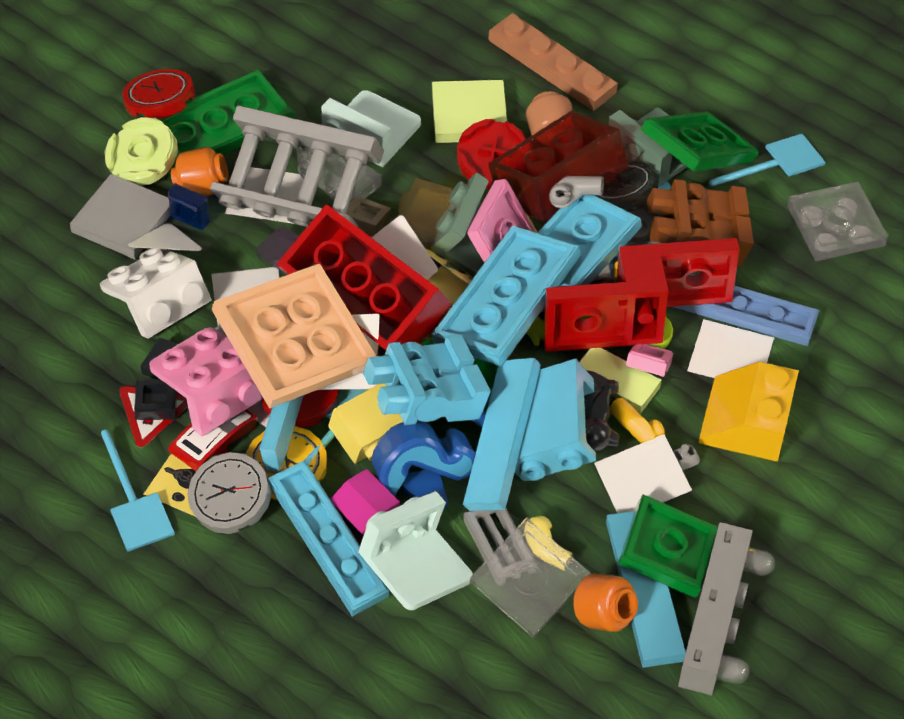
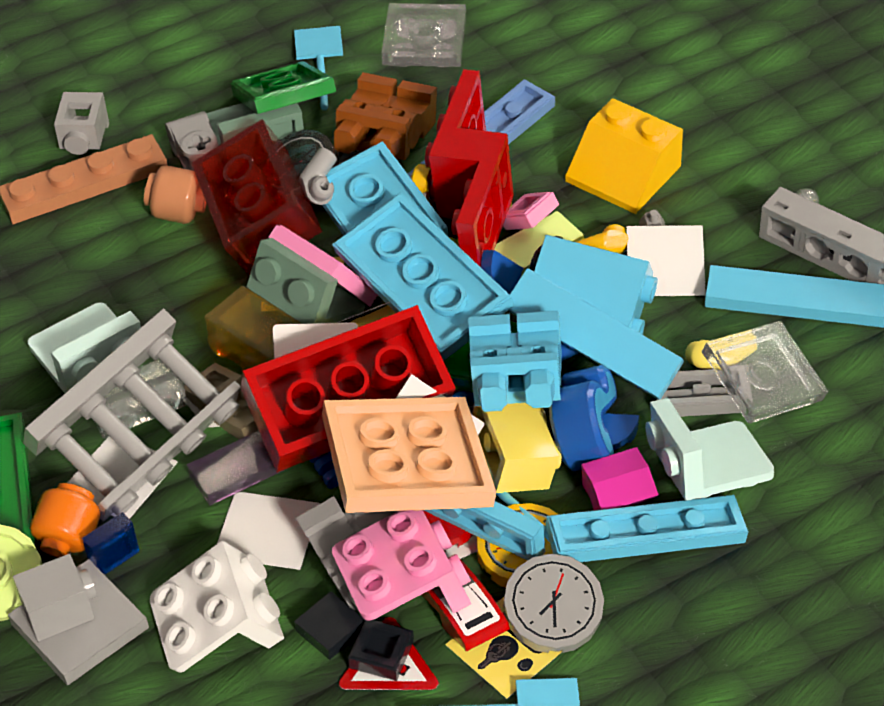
camera: 65 degrees left, 5 degrees down
(120, 187) = (55, 596): none -> light grey brick
(165, 237) = (151, 580): white sticker -> none
(464, 103) = (111, 263): yellowish green tile -> none
(484, 143) = (188, 257): red tile -> none
(555, 351) = (501, 269): none -> blue tile
(603, 33) = (81, 132): none -> light grey brick
(605, 602) = (817, 320): orange head -> none
(619, 98) = (191, 138): none -> light grey piece
(668, 546) = (762, 259): green tile -> none
(727, 348) = (540, 159): white sticker -> none

